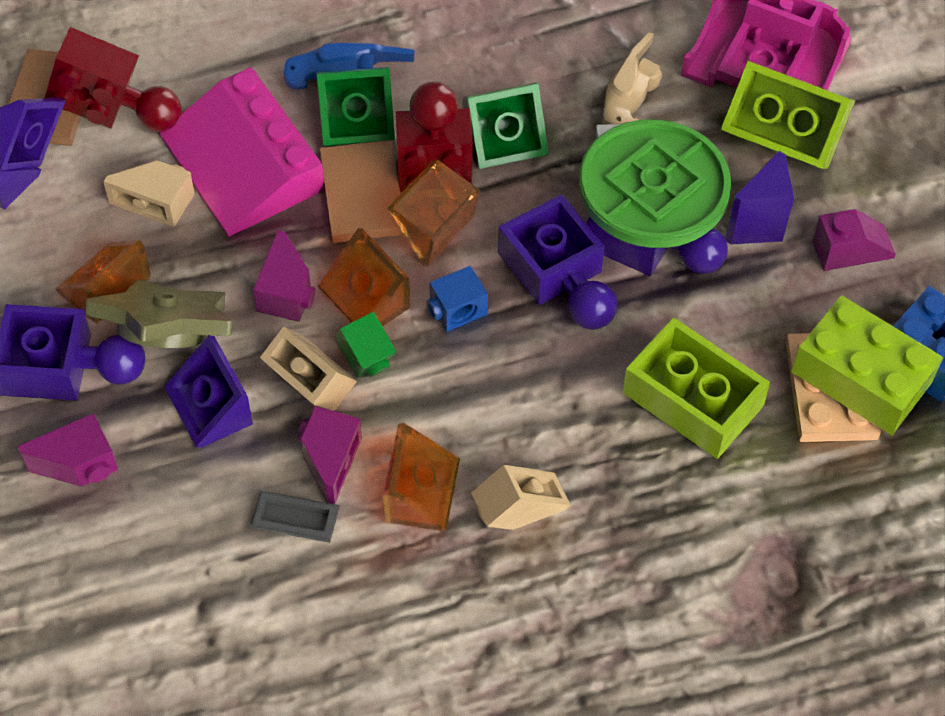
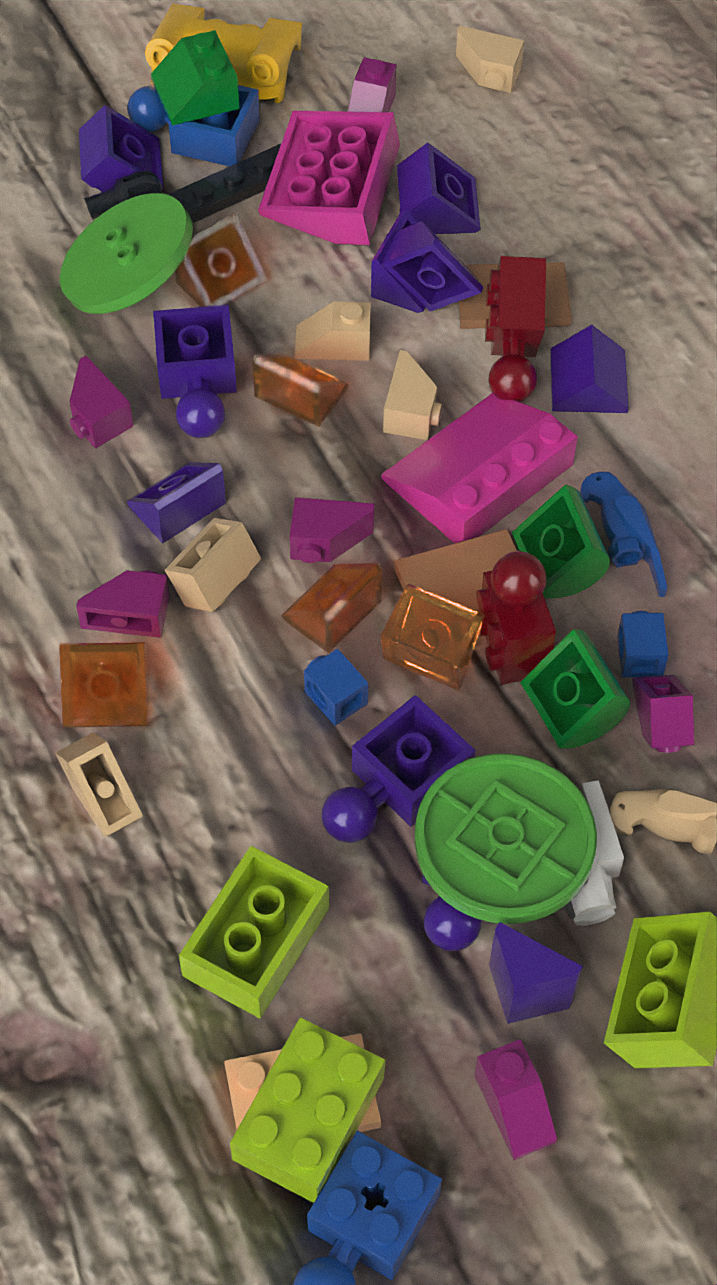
camera: 80 degrees right, 0 degrees up
(51, 236) = (335, 333): none -> tan slope
(163, 315) = (248, 429): olive plate -> none
(166, 60) = (588, 374): none -> dark purple slope
(295, 516) = (56, 594): dark grey tile -> none
(366, 345) = (254, 610): green brick -> none
(463, 73) = (642, 644): none -> blue brick
(535, 64) = (664, 712): none -> magenta slope

